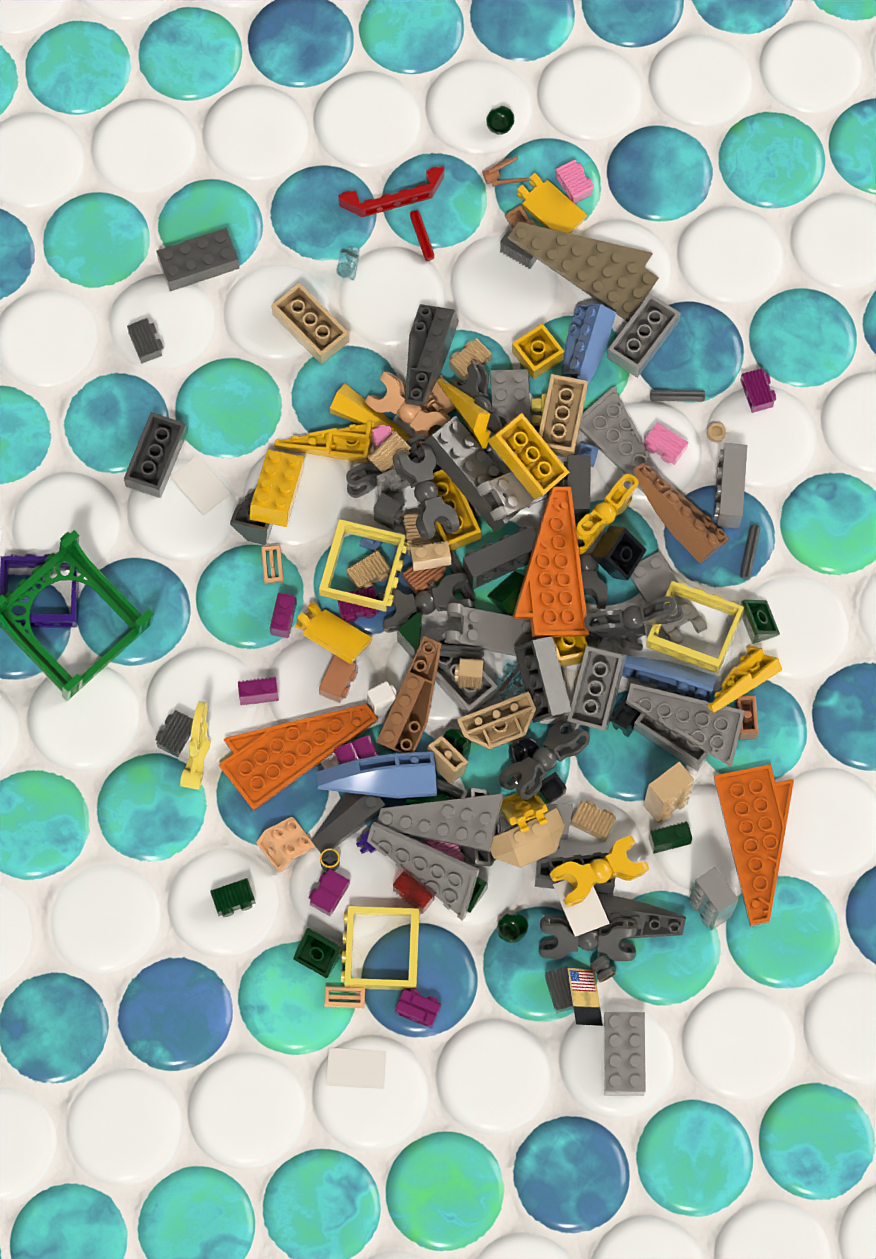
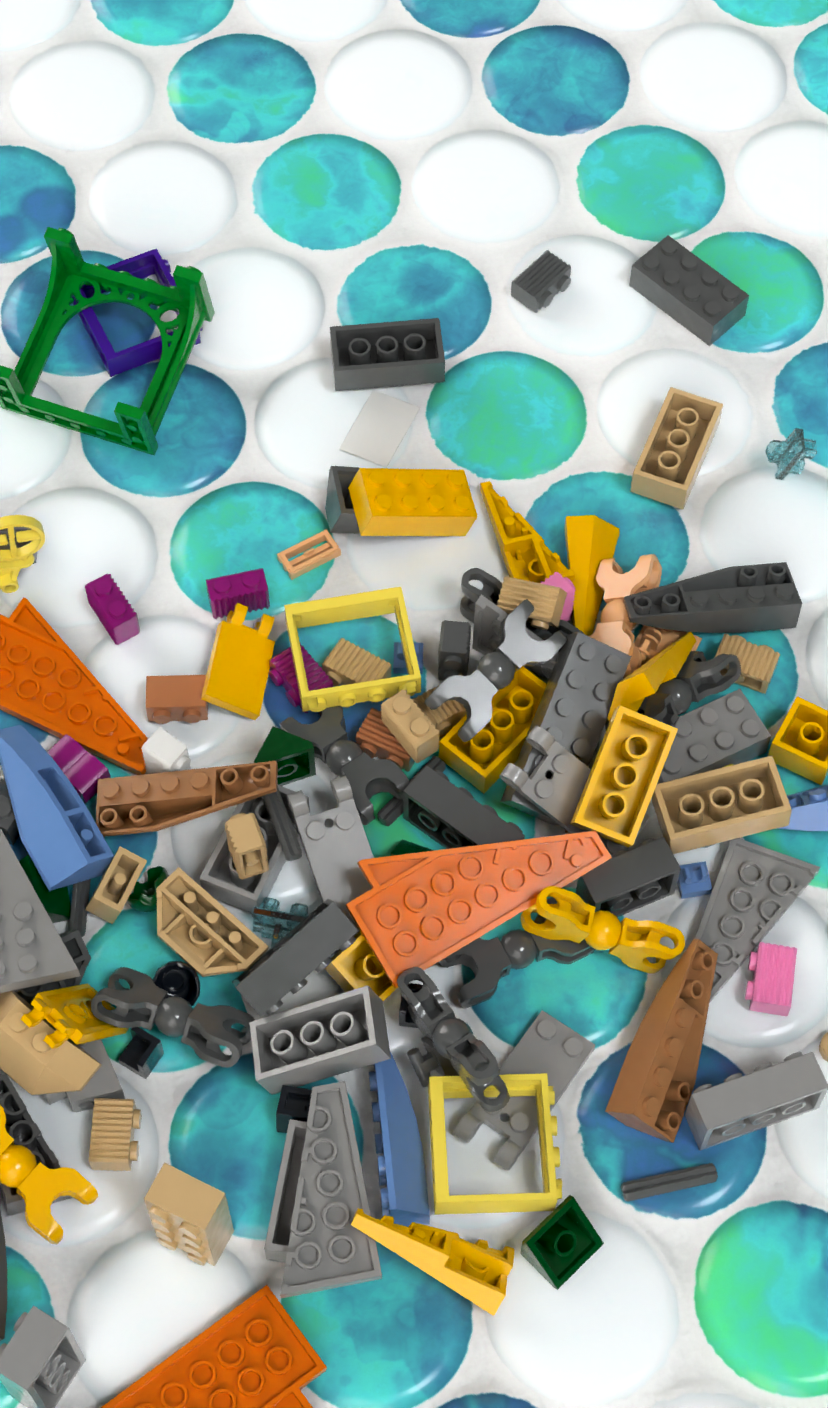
camera: 65 degrees right, 10 degrees down
(618, 552) = (555, 981): black brick -> none
(670, 837) = (134, 1260): dark green brick -> none
(749, 726) = (382, 1296): nougat brick -> none

